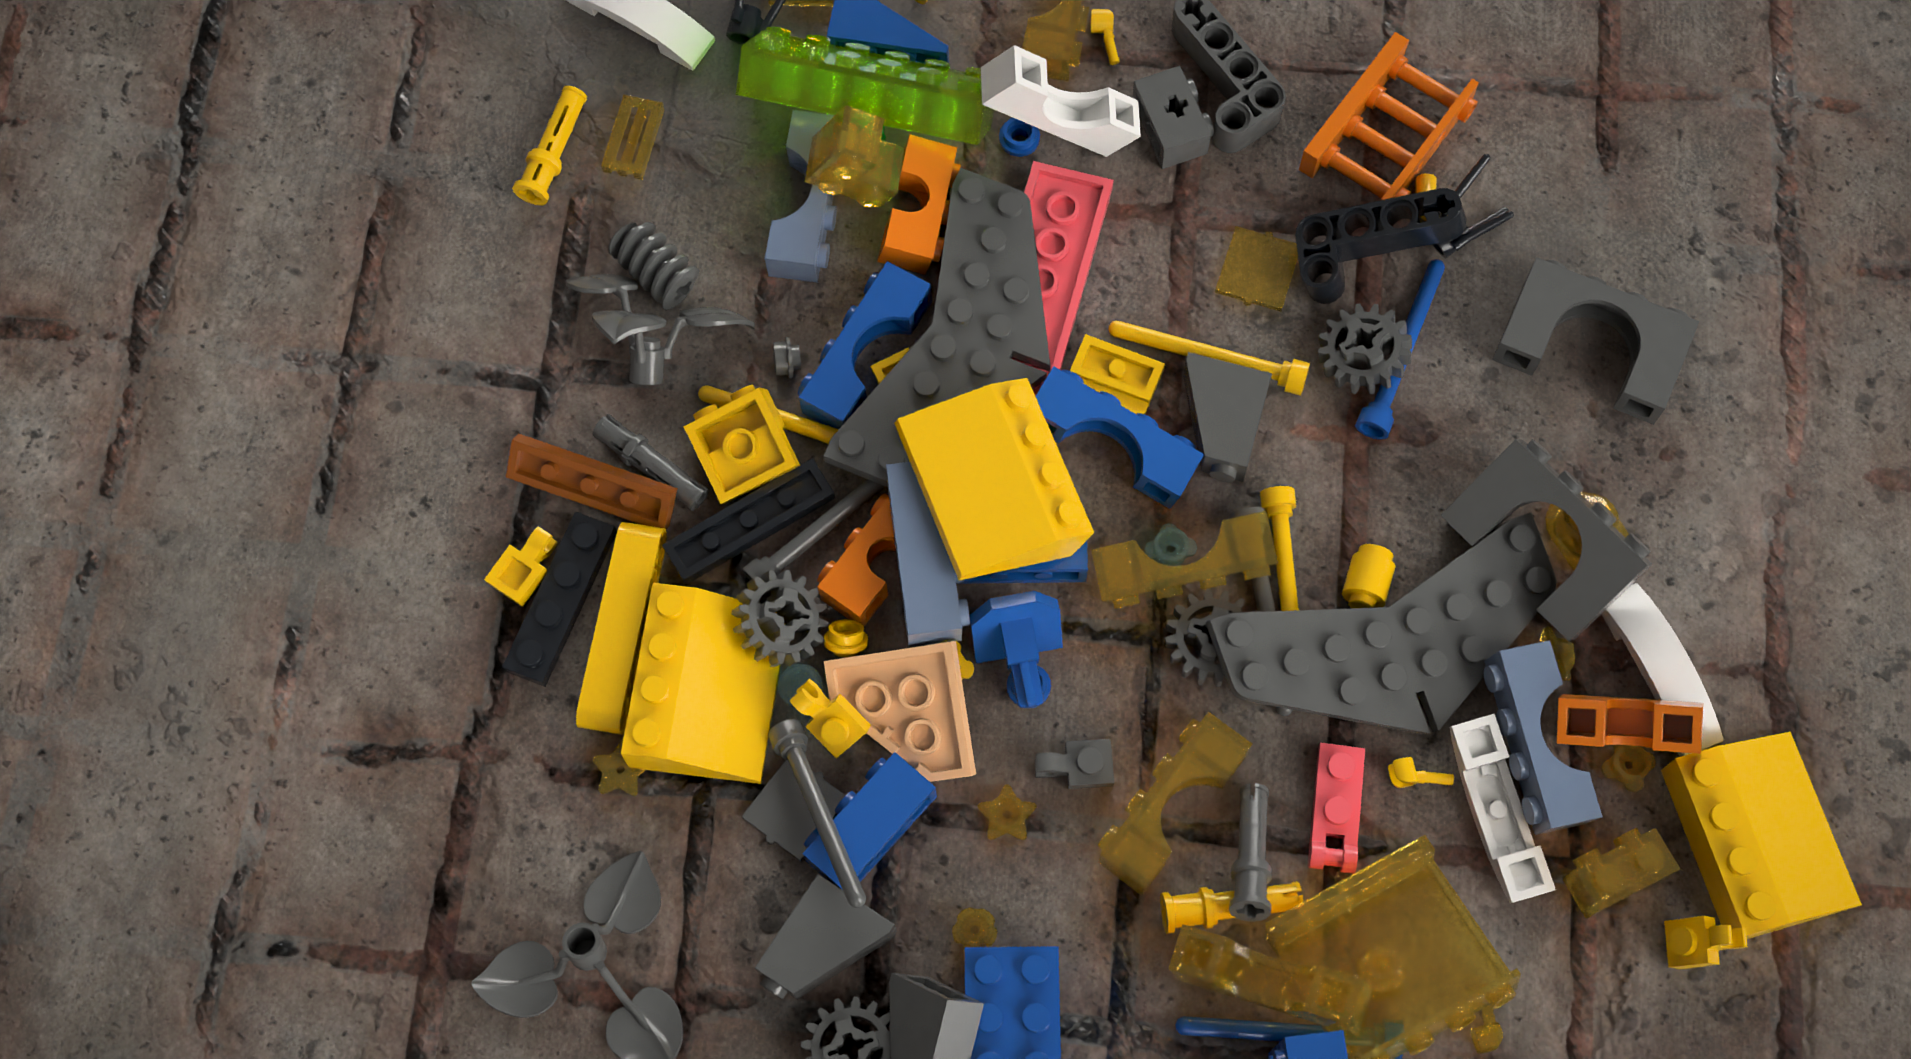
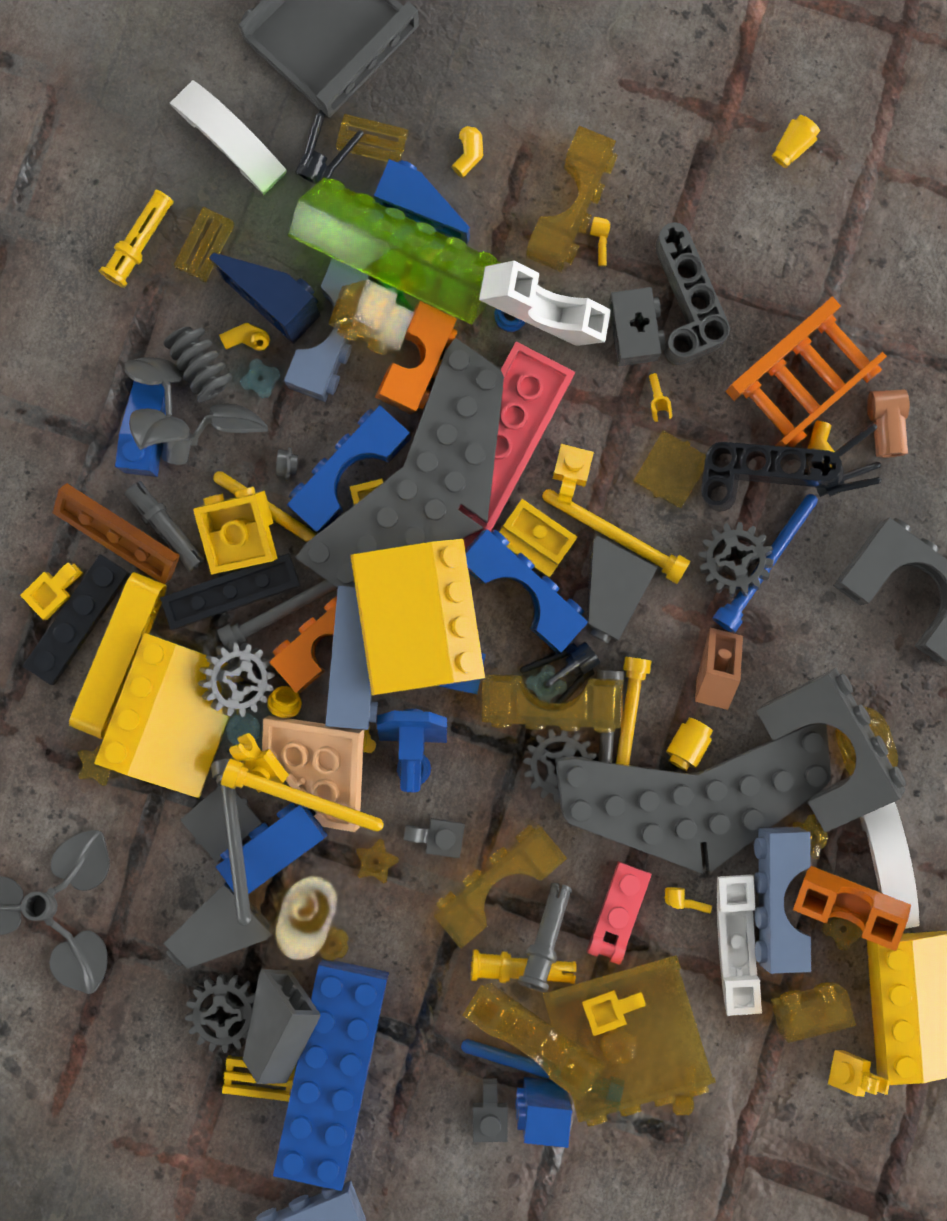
camera: 10 degrees right, 15 degrees up
(598, 361) = (129, 457): none -> blue slope
(705, 224) = (246, 334): none -> yellow arm
(726, 165) = (274, 294): none -> dark blue slope
(735, 280) = (257, 369): none -> clear light blue plate
(809, 731) = (237, 776): none -> yellow piece
(934, 892) = (305, 917): none -> clear yellow piece
(1138, 290) = (572, 469): none -> yellow plate
(1201, 510) = (580, 660): none -> black plant
(1223, 194) = (659, 402): none -> yellow hand
(1358, 929) = (608, 1012): none -> yellow plate
(1381, 482) = (719, 669): none -> nougat slope
(1507, 163) = (888, 411): none -> nougat piece

